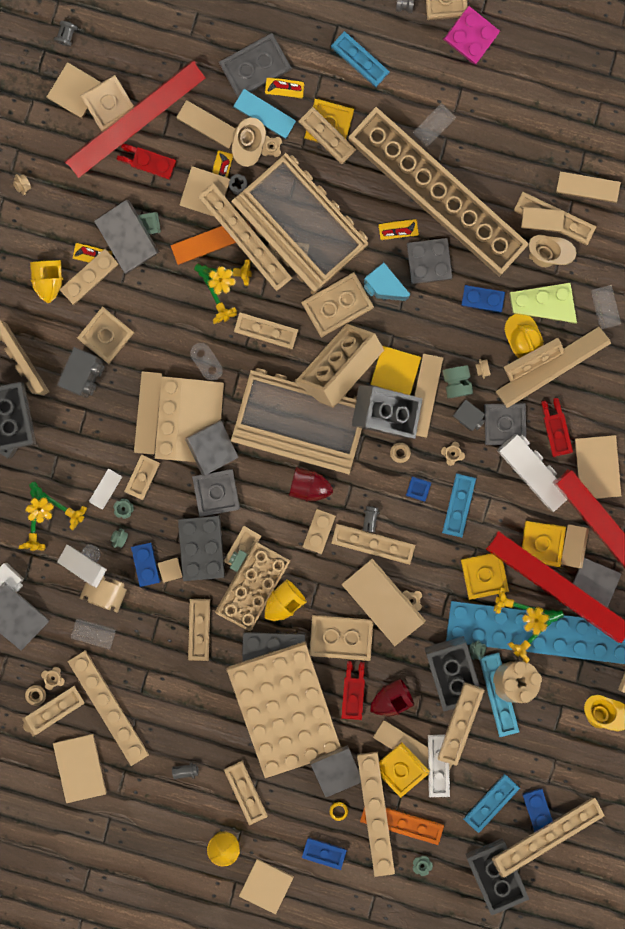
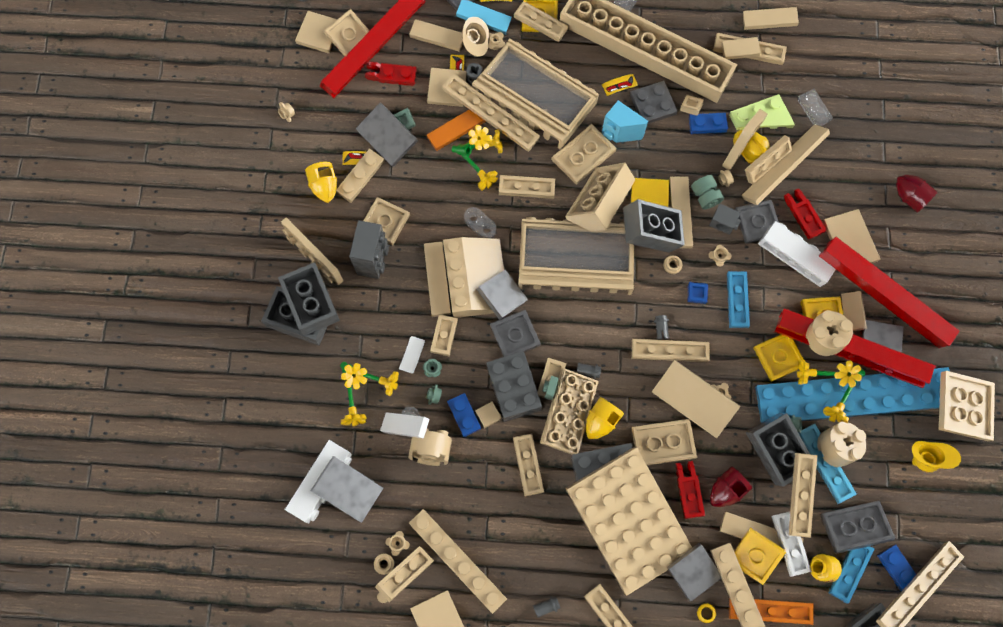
camera: 10 degrees left, 15 degrees down
(93, 633) = (428, 490): clear plate -> none
(283, 547) = (589, 370): none -> dark grey pin
(309, 486) = (599, 308): dark red helmet -> none
(319, 531) = (617, 349): tan plate -> none
(464, 796) = (825, 568): none -> yellow head
(470, 274) = (692, 105): none -> tan tile
(509, 763) = (857, 527): none -> flat silver tile
(515, 330) = (744, 138): none -> tan beam
(533, 559) = (829, 333): none -> tan brick
(551, 250) = (754, 71): tan piece -> none

